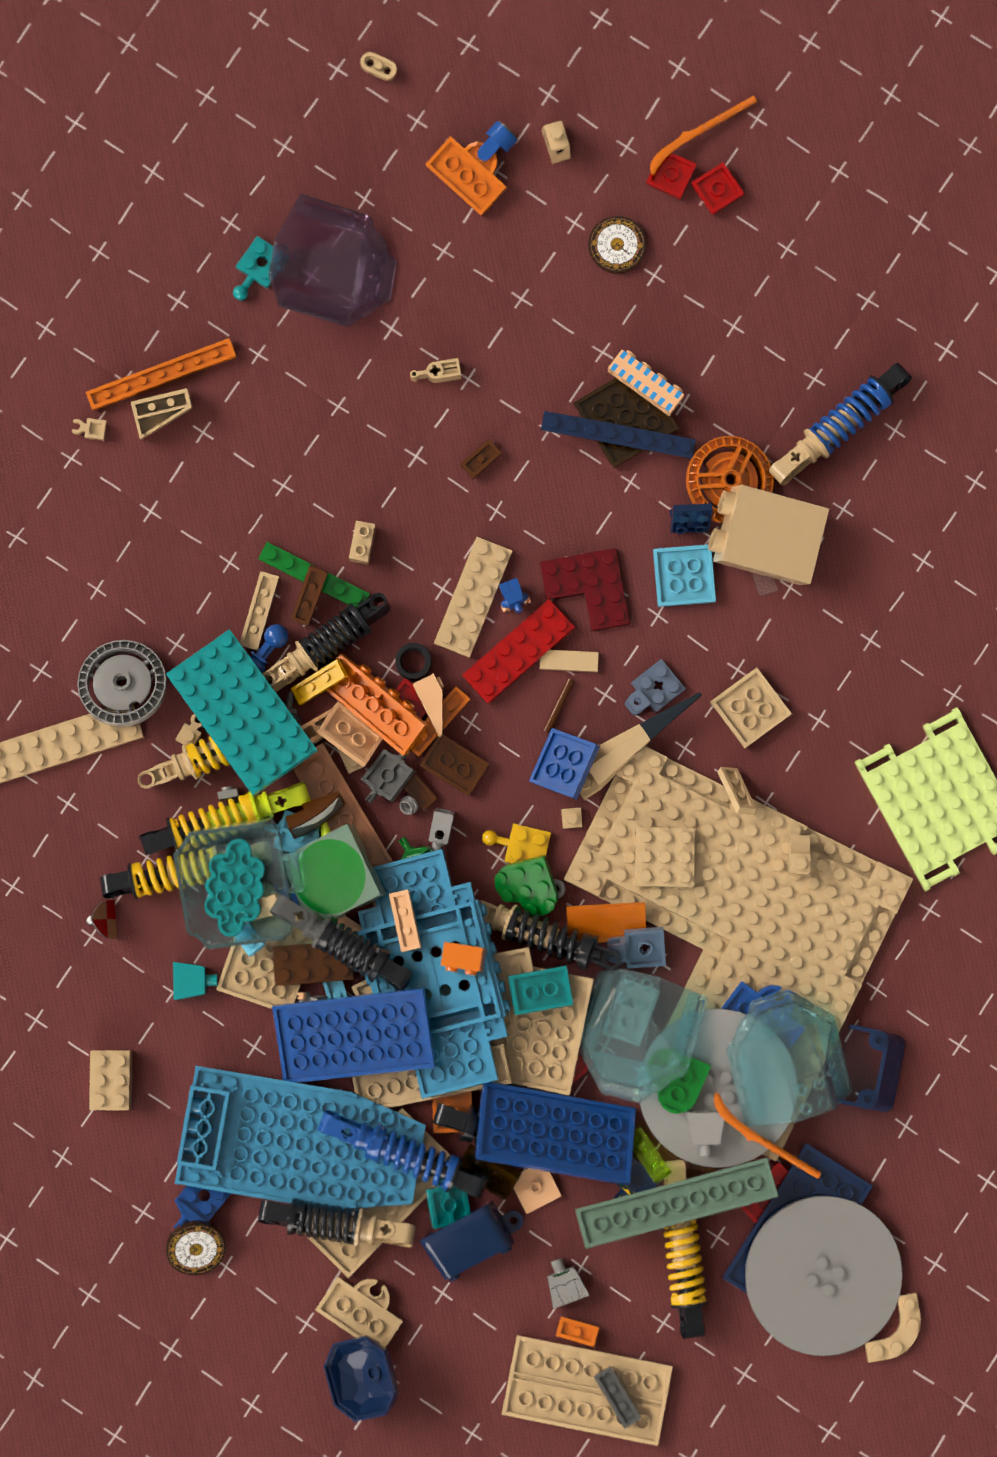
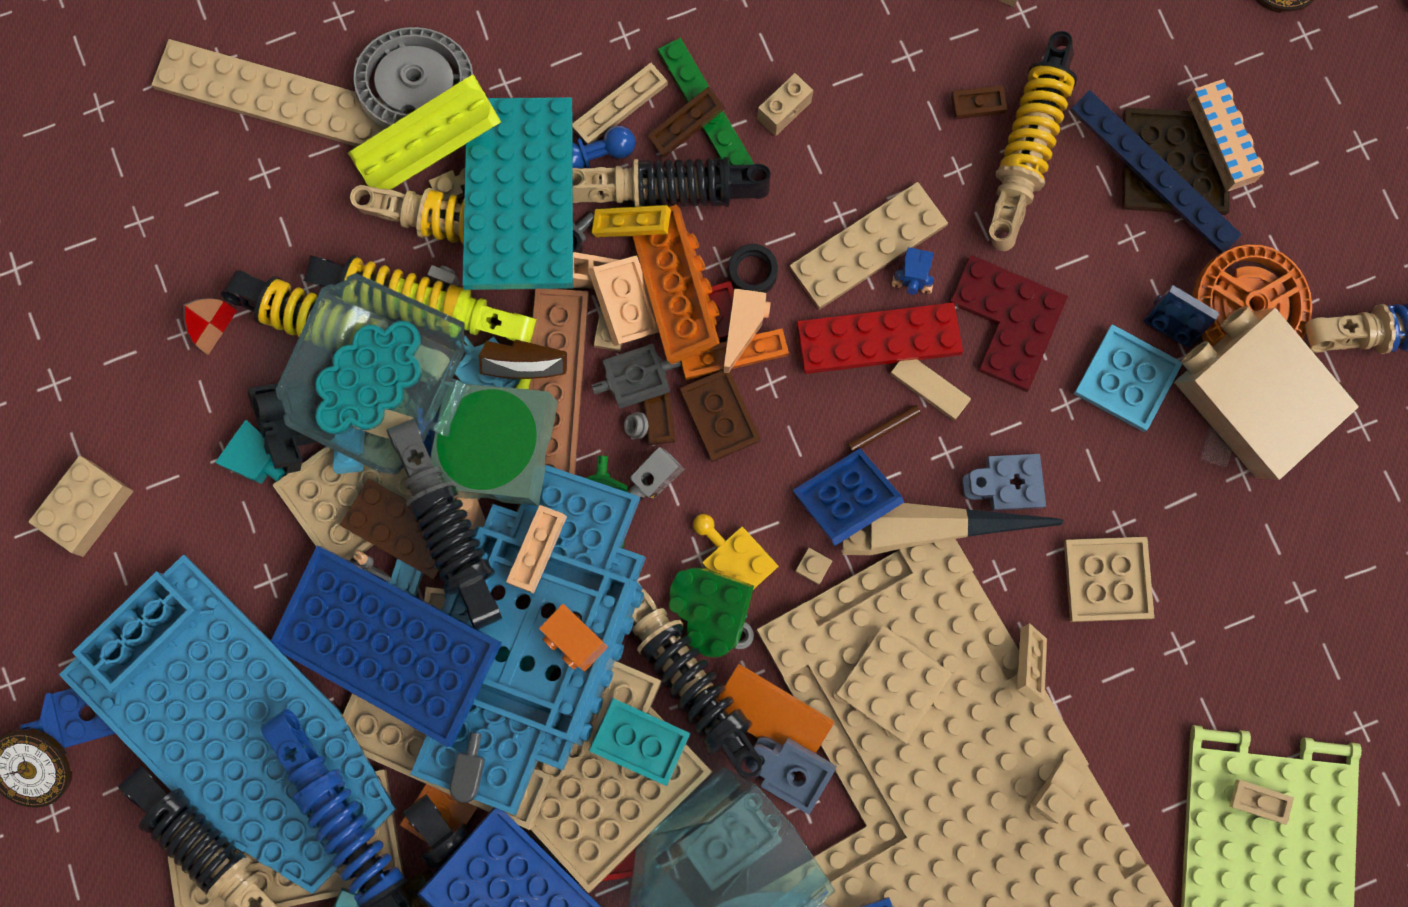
camera: 30 degrees right, 5 degrees down
(159, 717) = (425, 135): none -> neon yellow plate
(194, 951) = (280, 440): none -> black plate
(454, 1074) = (467, 771): none -> dark grey piece
(529, 463) = (1032, 138): none -> piece
(919, 781) = (1261, 802): none -> tan plate

